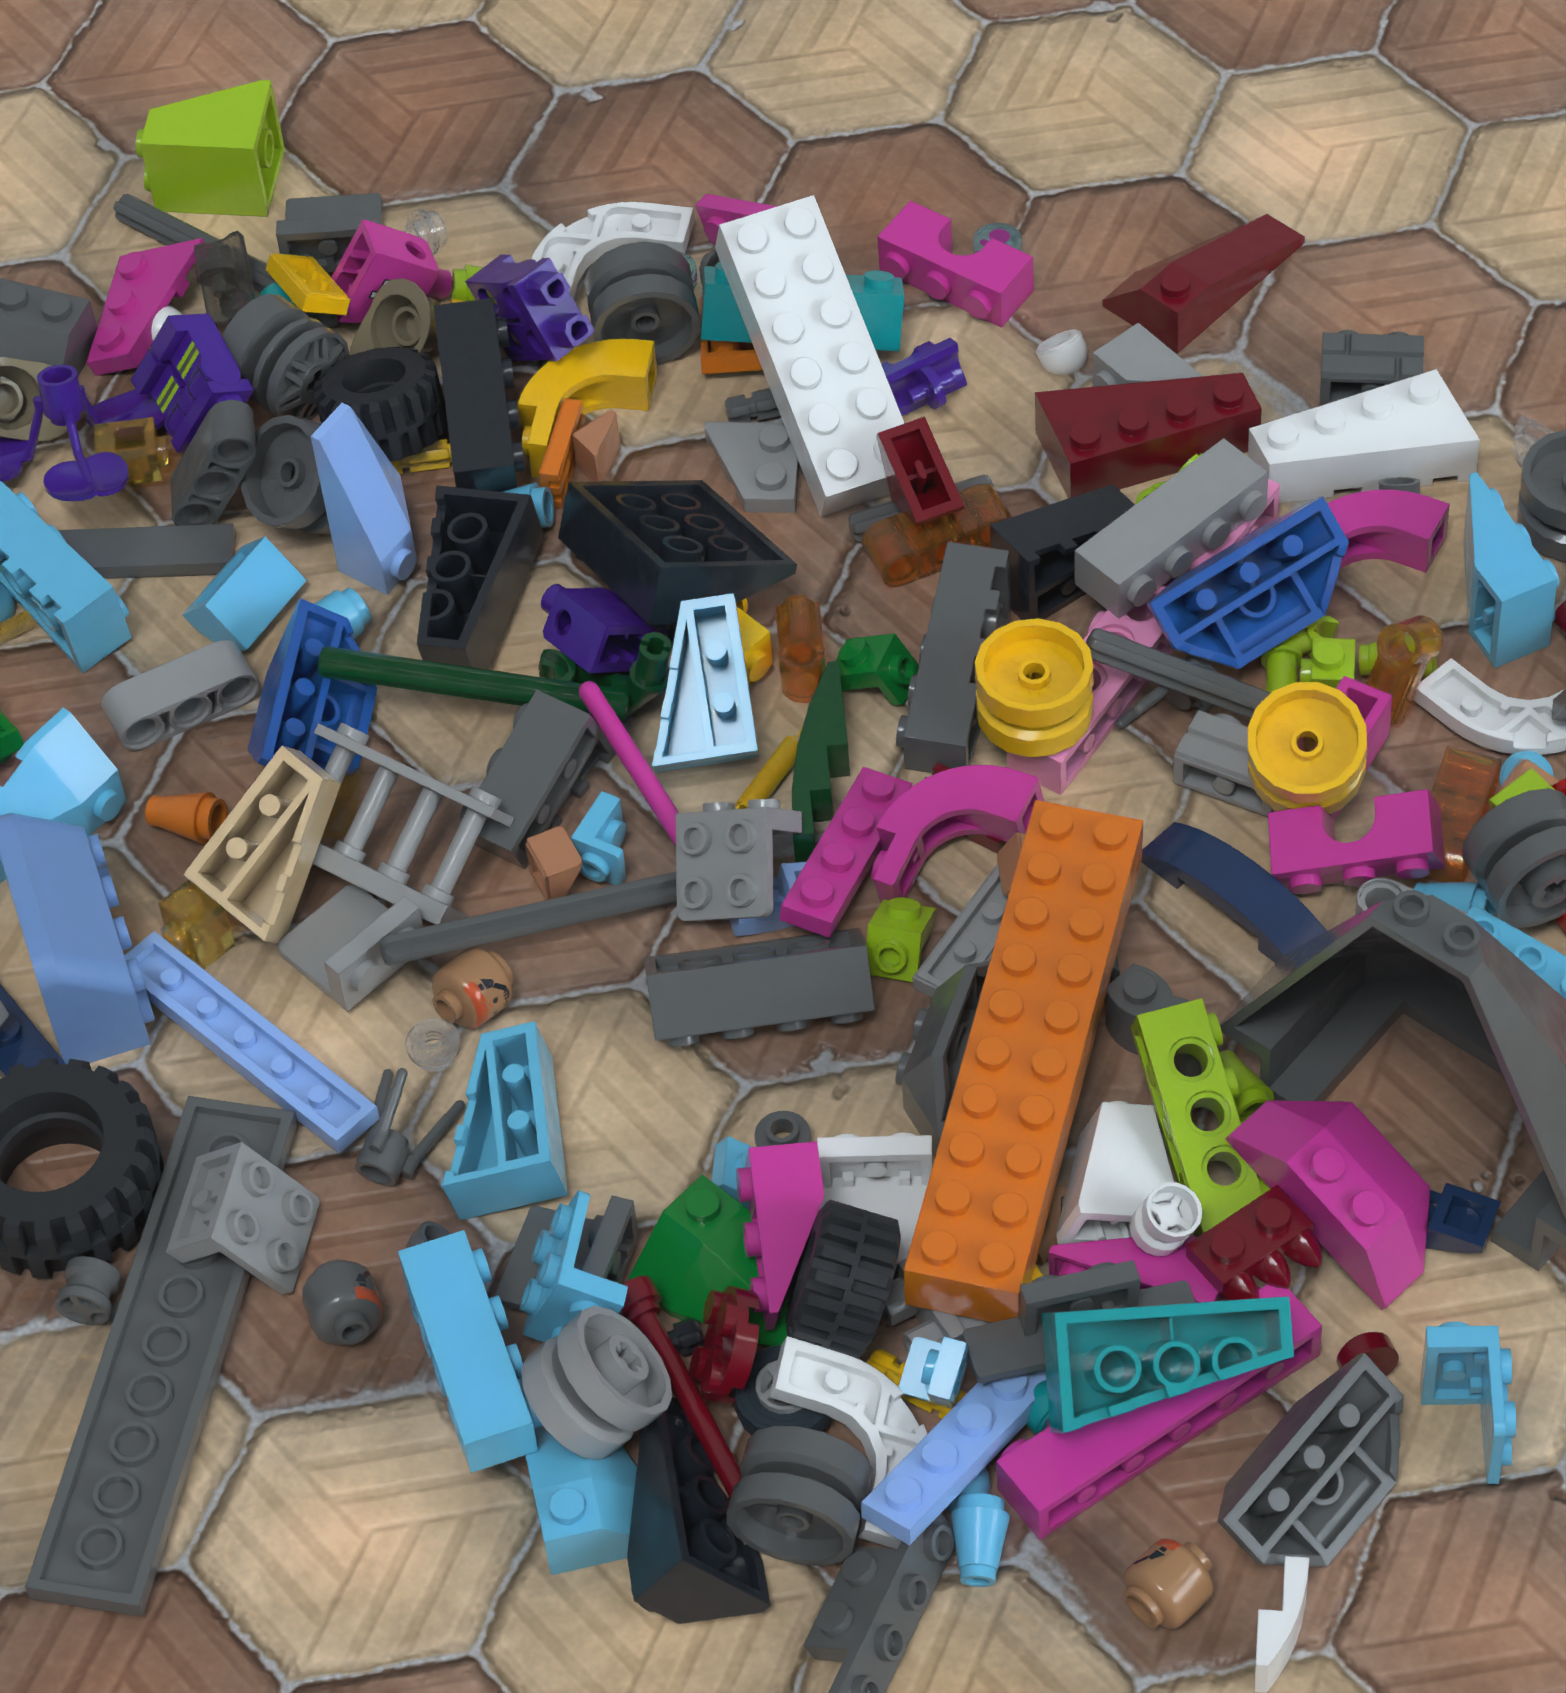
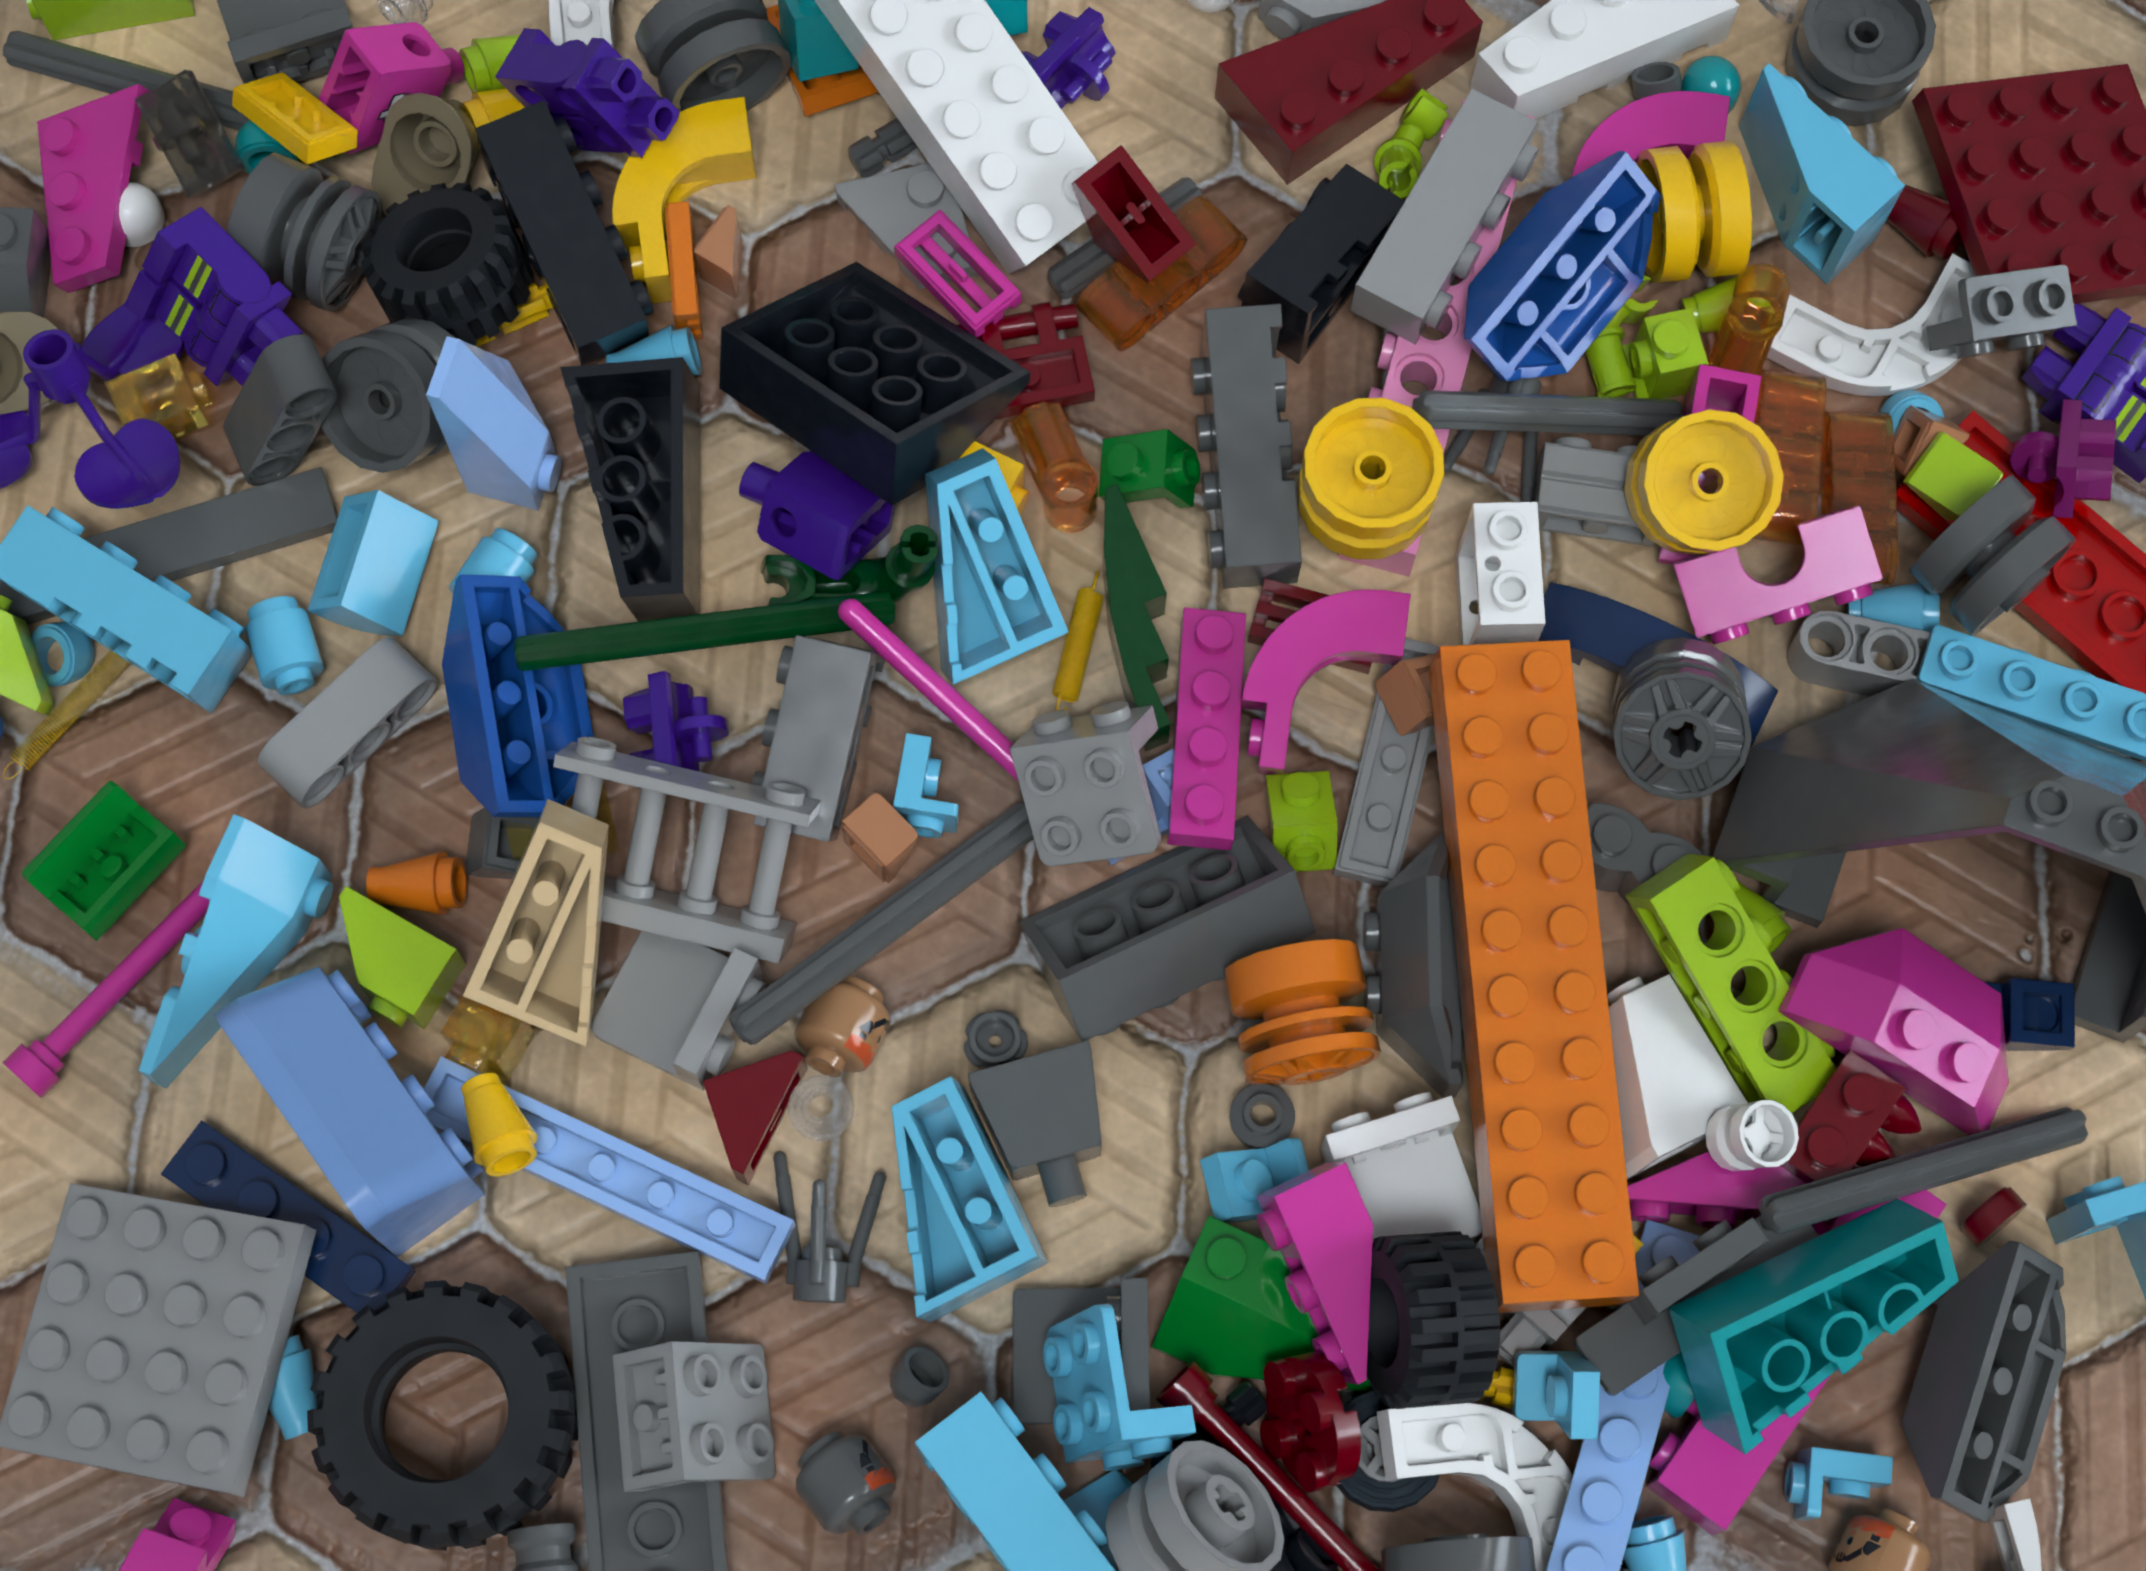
camera: 25 degrees left, 20 degrees up
(146, 858) = (397, 962): none -> lime slope
(153, 631) = (283, 645): none -> medium azure brick
(174, 980) = (497, 1128): none -> yellow cone
(377, 1025) = (751, 1106): none -> dark red slope
(428, 750) = (677, 721): none -> dark purple hips
(589, 1019) = (992, 1024): none -> dark grey plate
(606, 1087) = (1043, 1117): none -> dark grey torso
(786, 523) = (990, 309): none -> dark pink tile
(823, 573) = (1056, 366): none -> dark red plate
(837, 1056) = (1299, 999): none -> orange wheel
(1127, 774) = (1501, 572): none -> white window
(1159, 1506) = (1845, 1471): none -> medium azure bracket
(1258, 913) = (1674, 685): none -> dark grey wheel
(1307, 1288) = (1921, 1170): none -> dark grey axle
(1384, 575) = (1700, 213): none -> yellow wheel
(1405, 761) = (1793, 419): none -> clear orange beam
(1454, 494) = (1713, 76): none -> teal piece

